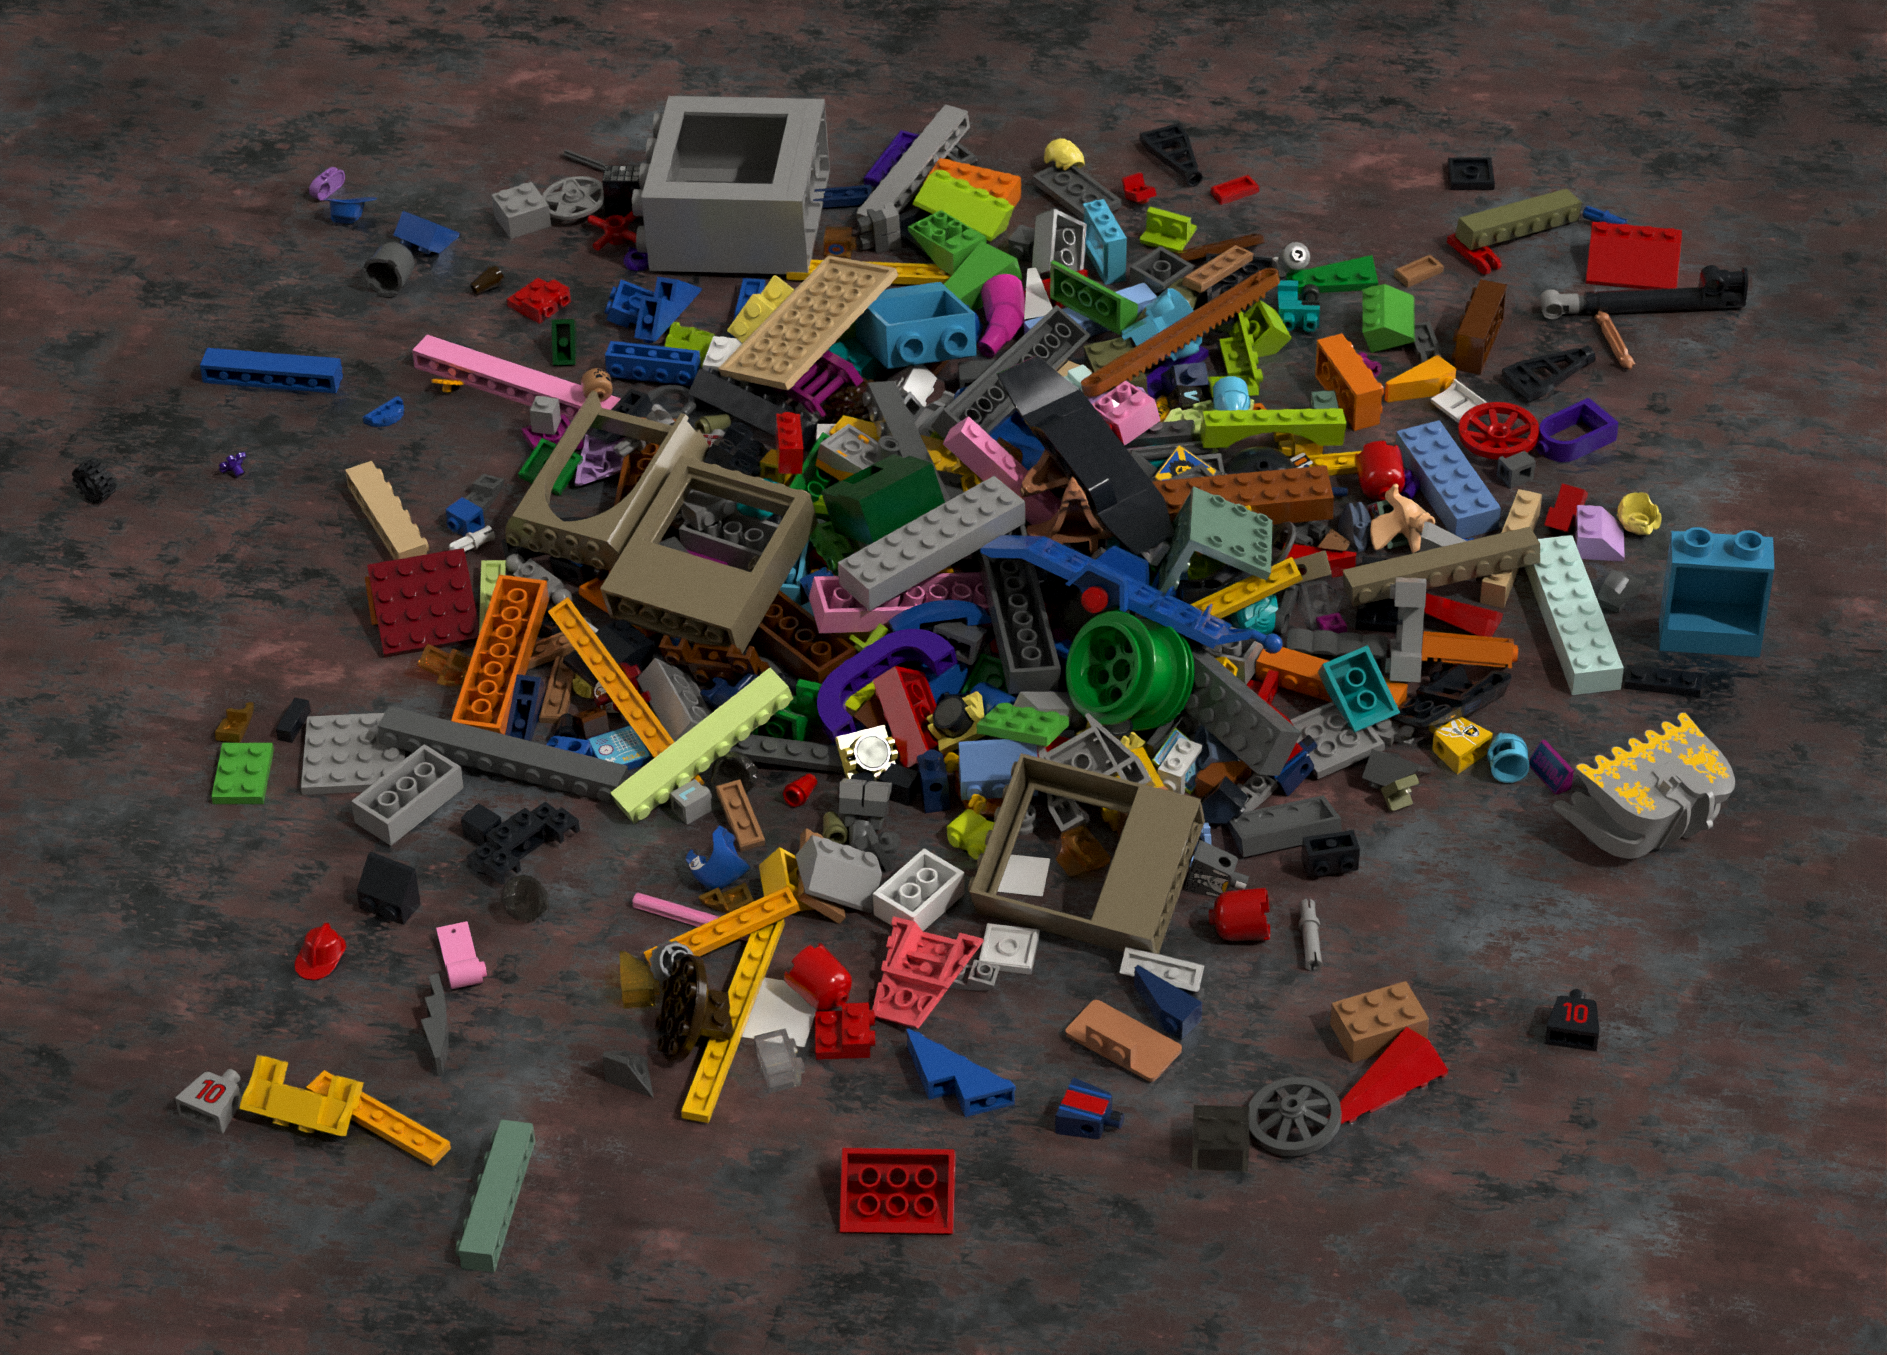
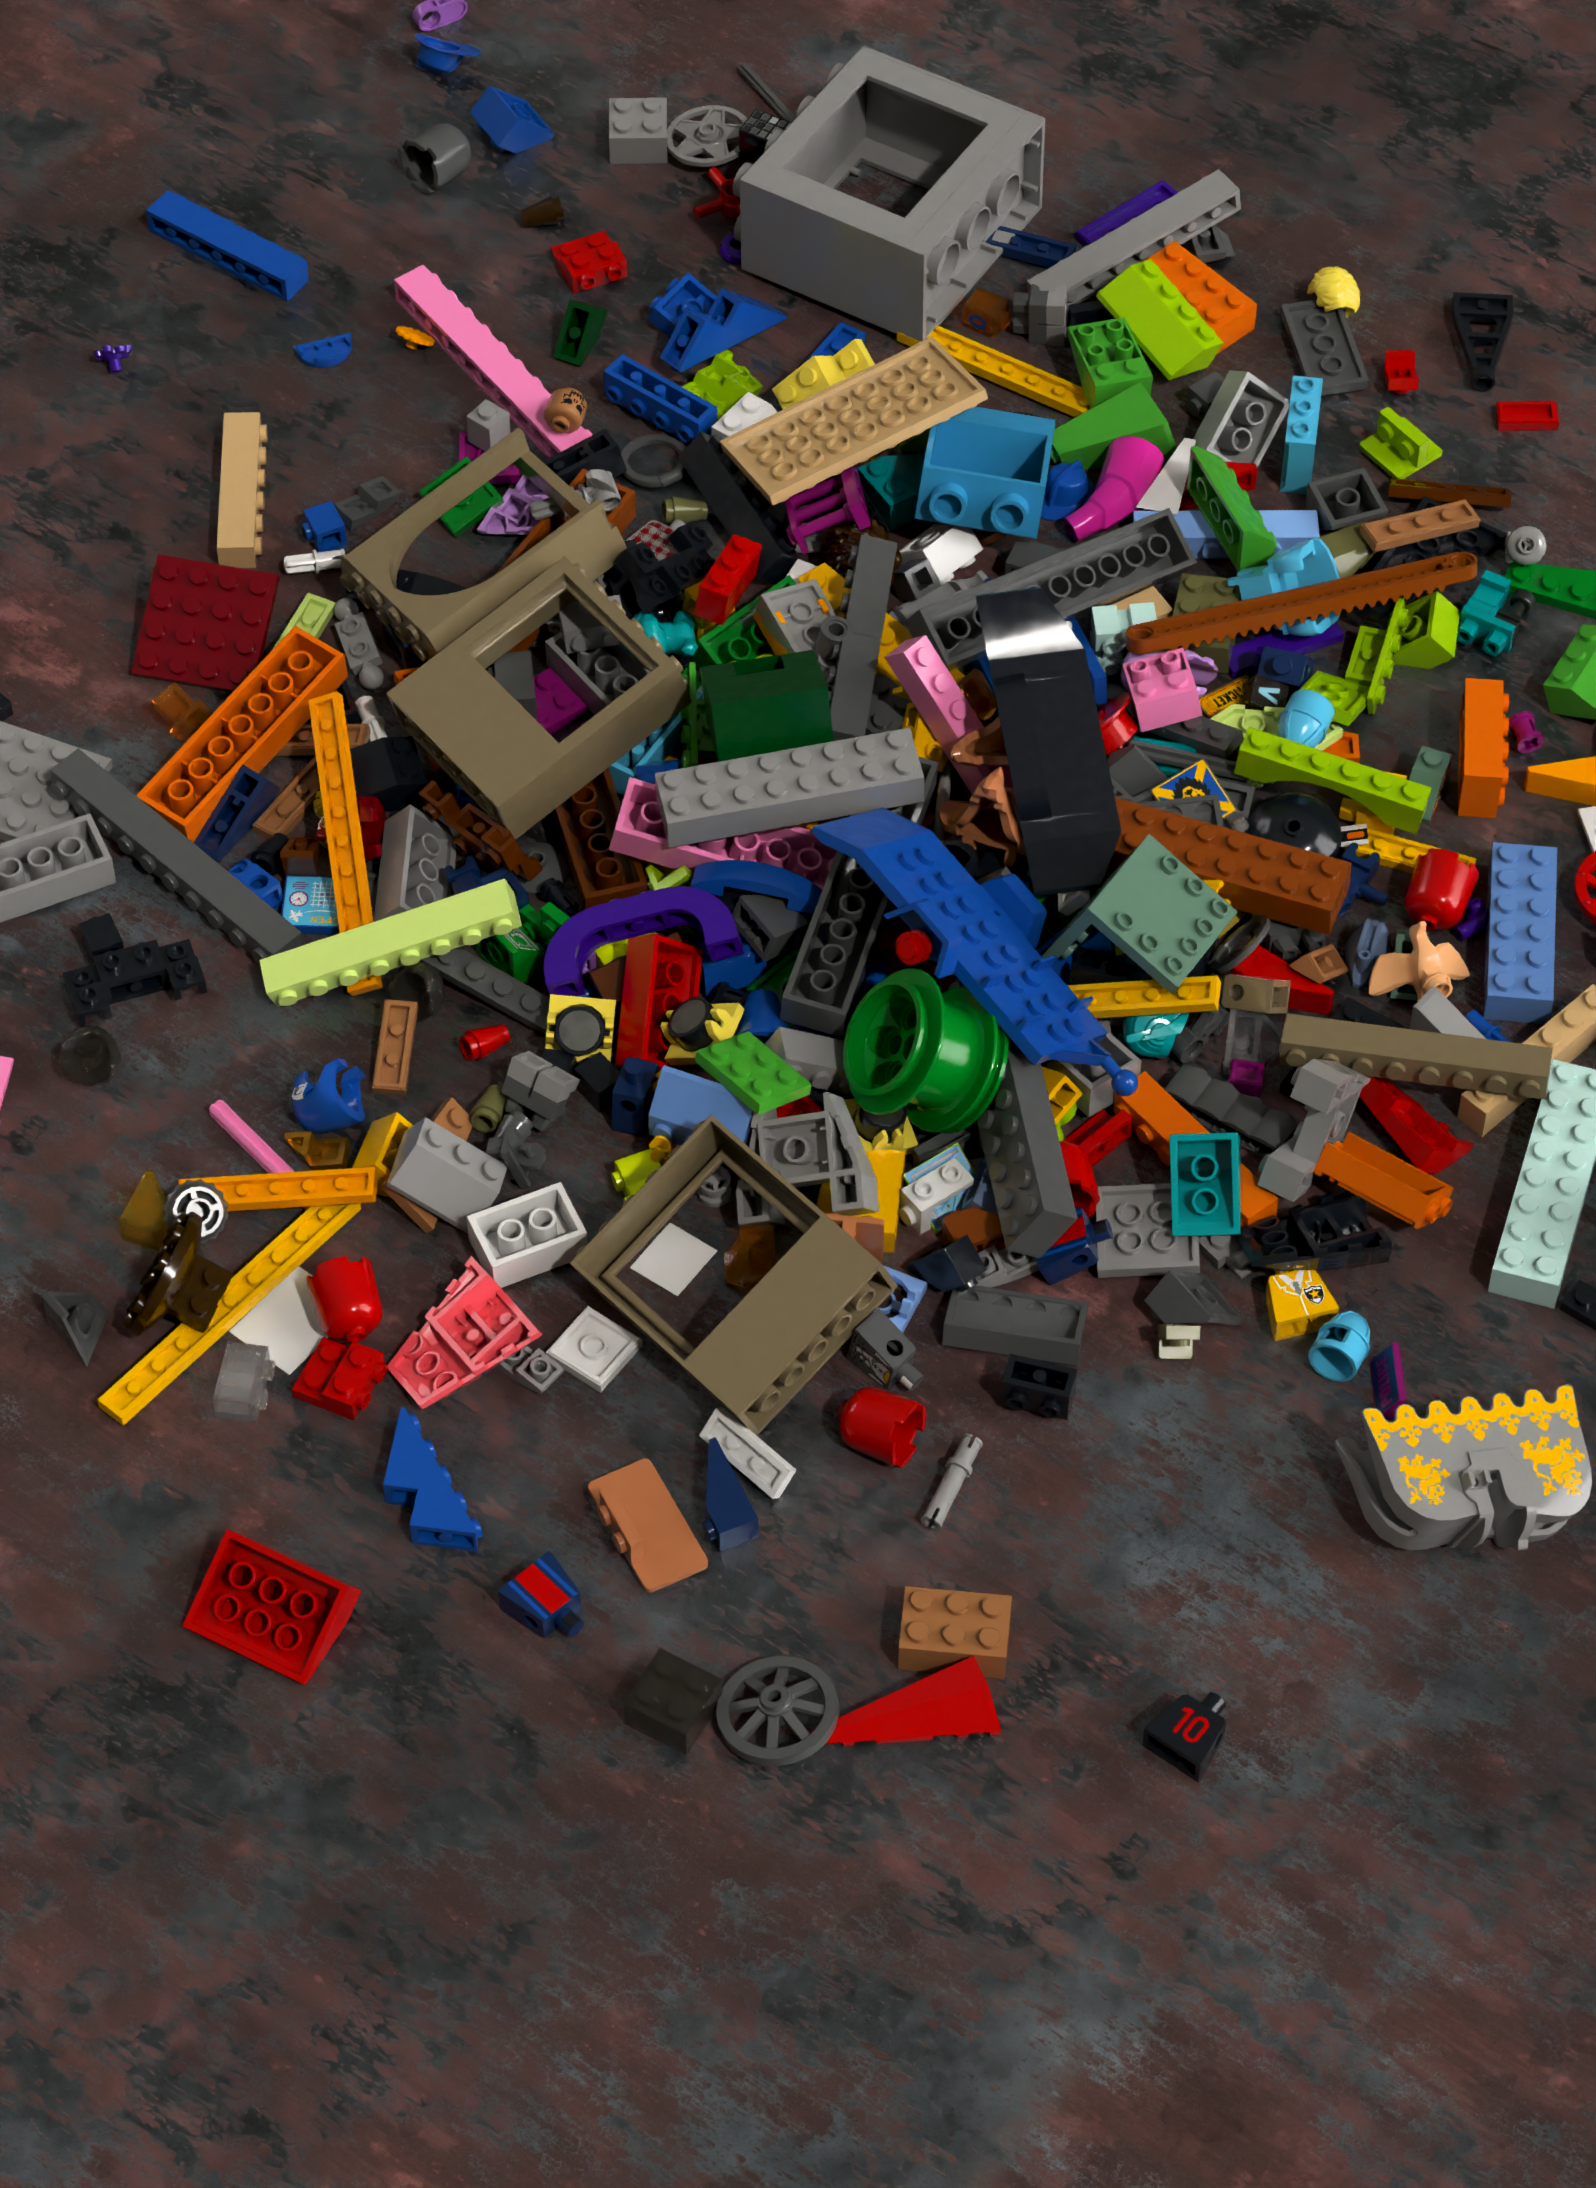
camera: 25 degrees right, 10 degrees up
(691, 801) = (351, 1006): light grey brick -> none

